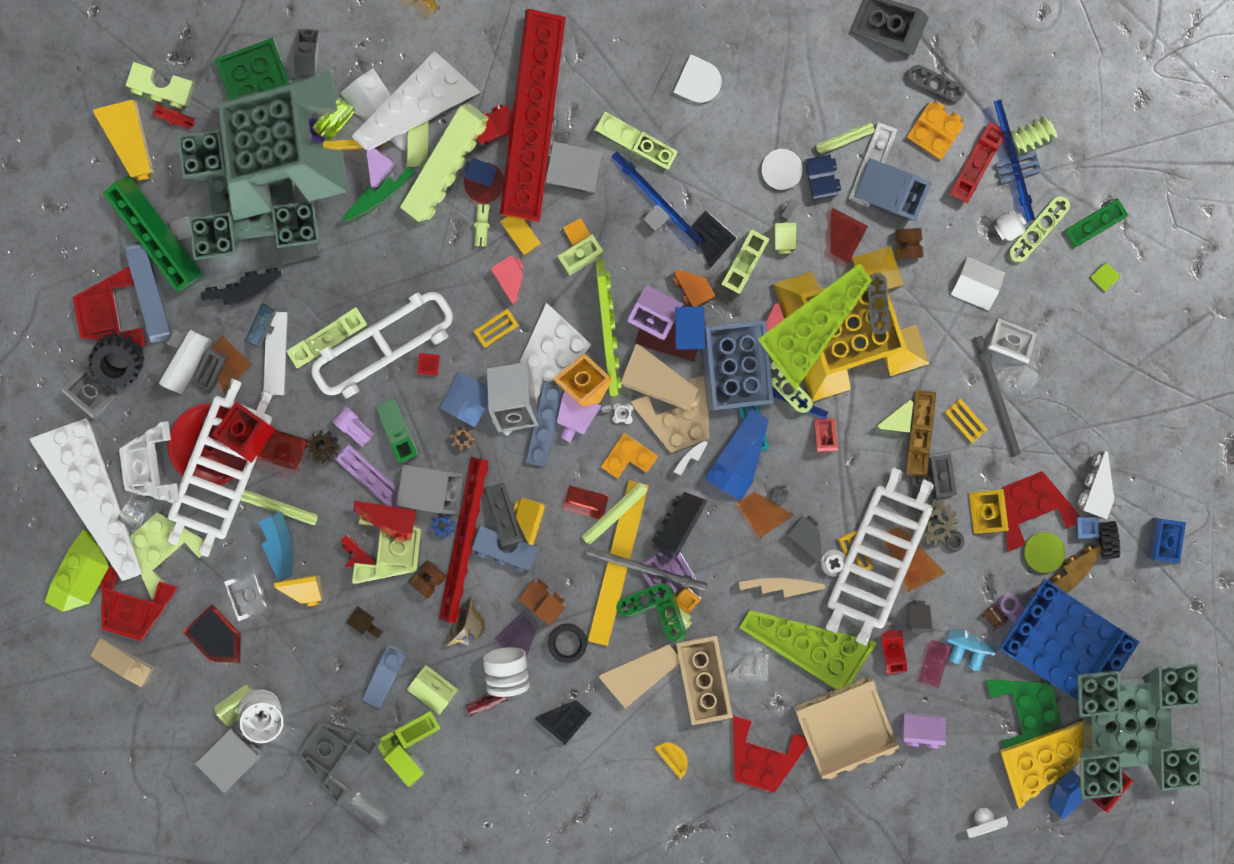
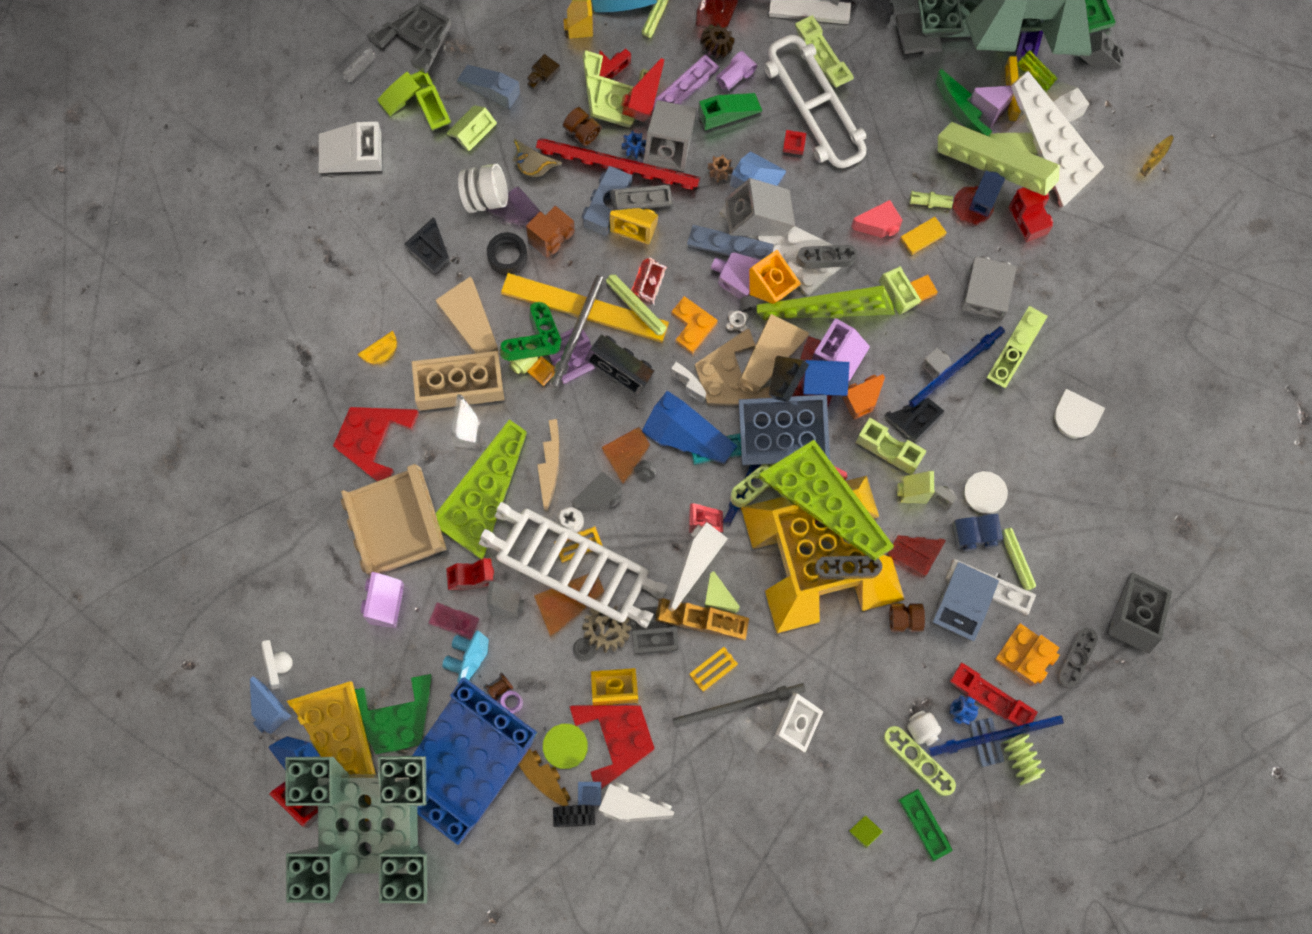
camera: 90 degrees right, 15 degrees down
(467, 808) = (351, 148): none -> white slope
(484, 703) = (452, 173): dark red pin -> none
(488, 323) = (836, 222): yellow tile -> none
(532, 115) = (1043, 247): red plate -> none
(556, 313) = (834, 250): none -> dark grey beam
(692, 366) = (786, 377): none -> black wing
(863, 438) = (700, 553): none -> white wedge
(978, 283) = (861, 690): white slope -> none
(992, 189) = (964, 710): none -> blue gear
(1027, 825) = (266, 708): none -> medium blue slope
(1166, 540) = (568, 885): blue slope -> none

